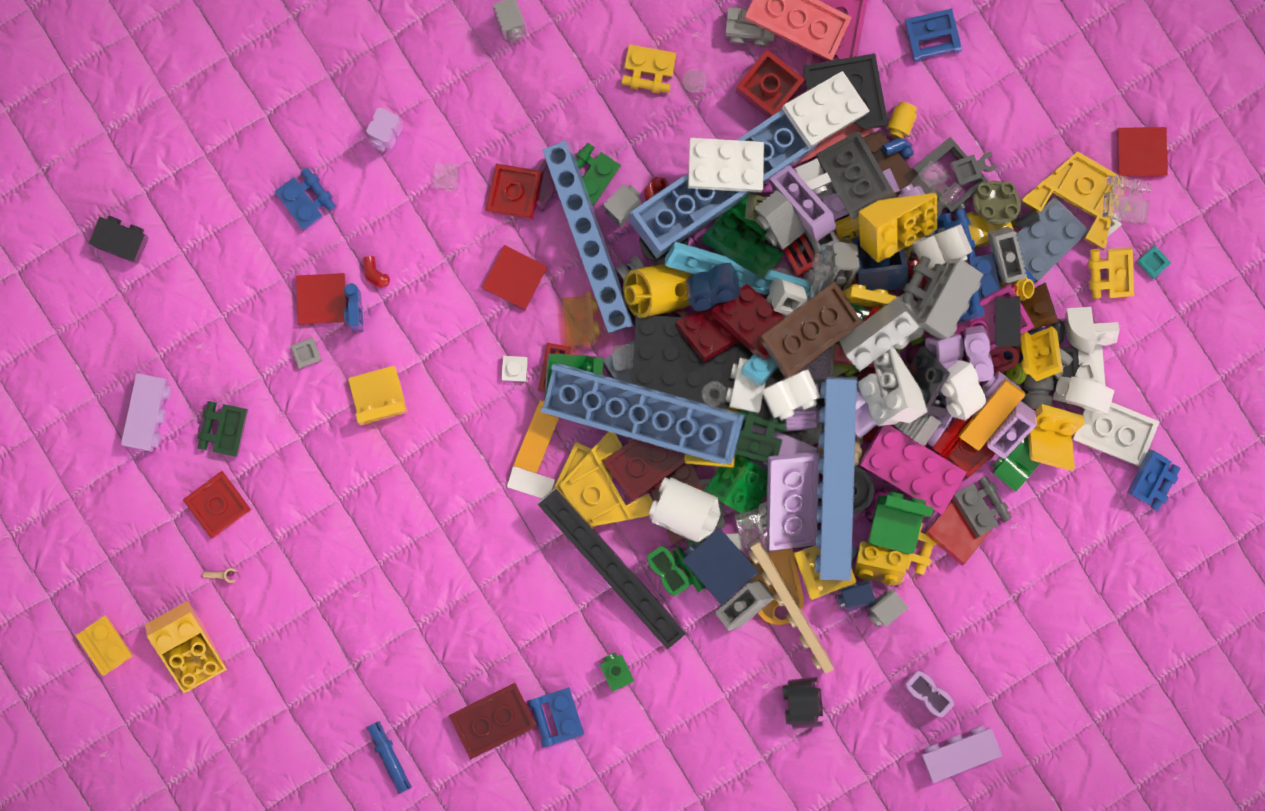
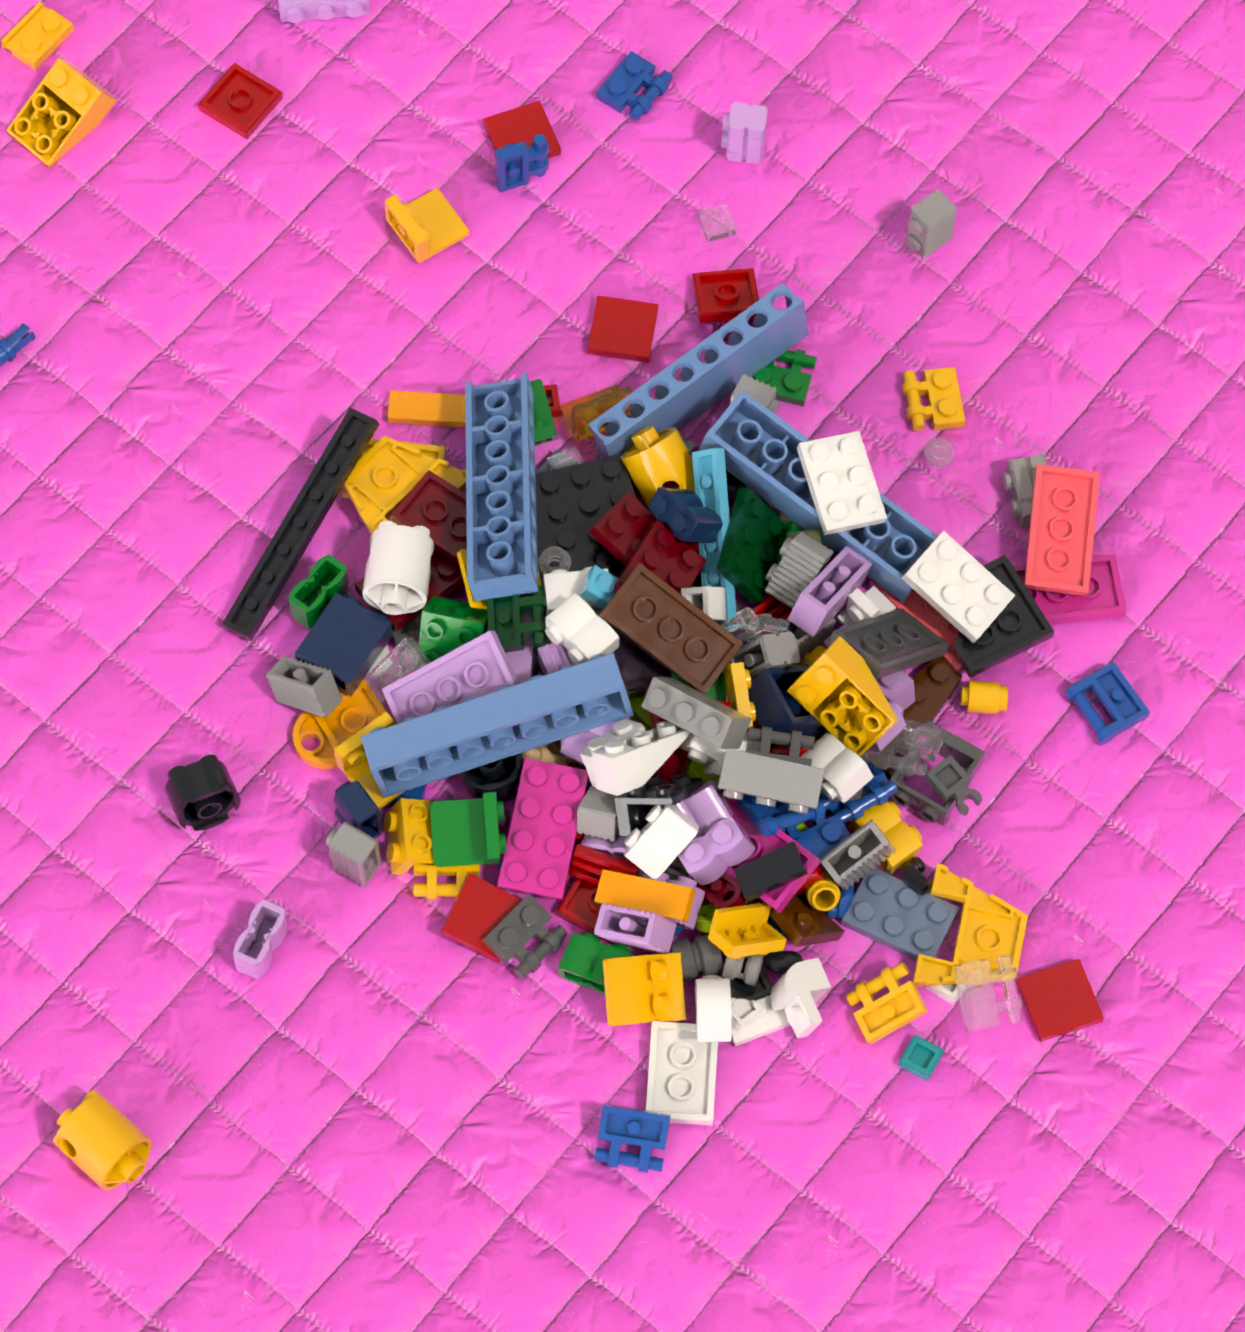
camera: 70 degrees right, 20 degrees down
(221, 575) = (158, 129): tan hand -> none
(229, 431) = (334, 85): dark green plate -> none
(306, 353) = (451, 139): light grey tile -> none
(372, 275) = (571, 178): red arm -> none
(492, 720) = (72, 458): dark red plate -> none
(514, 368) = (511, 360): white plate -> none
(530, 482) = (380, 408): white sticker -> none
(564, 716) = (102, 537): blue plate -> none
(616, 671) = (175, 575): green brick -> none
(769, 84) = (971, 522): red brick -> none
(795, 614) = (317, 746): tan plate -> none
(898, 145) = (952, 703): blue arm -> none
(960, 753) = (195, 1005): lavender brick -> none
(997, 202) = (922, 828): olive dish -> none

